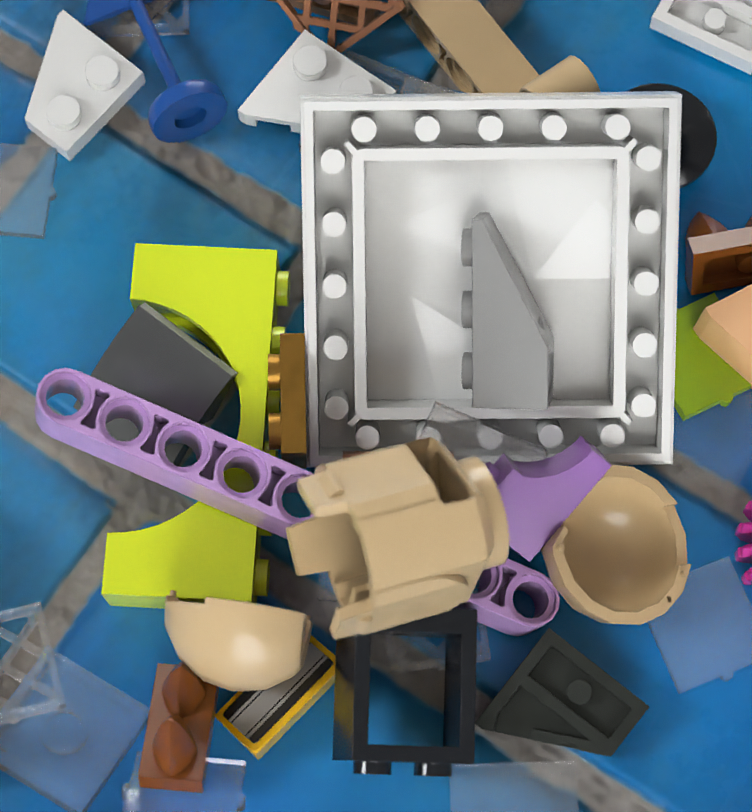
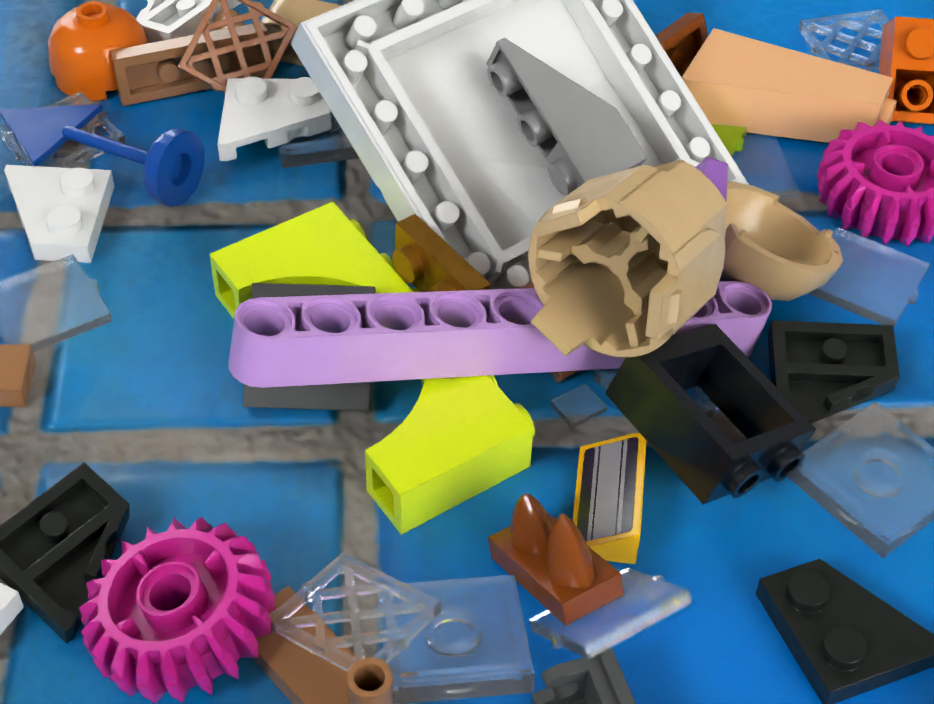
camera: 40 degrees left, 25 degrees down
(238, 641) = (550, 439): tan cylinder -> none

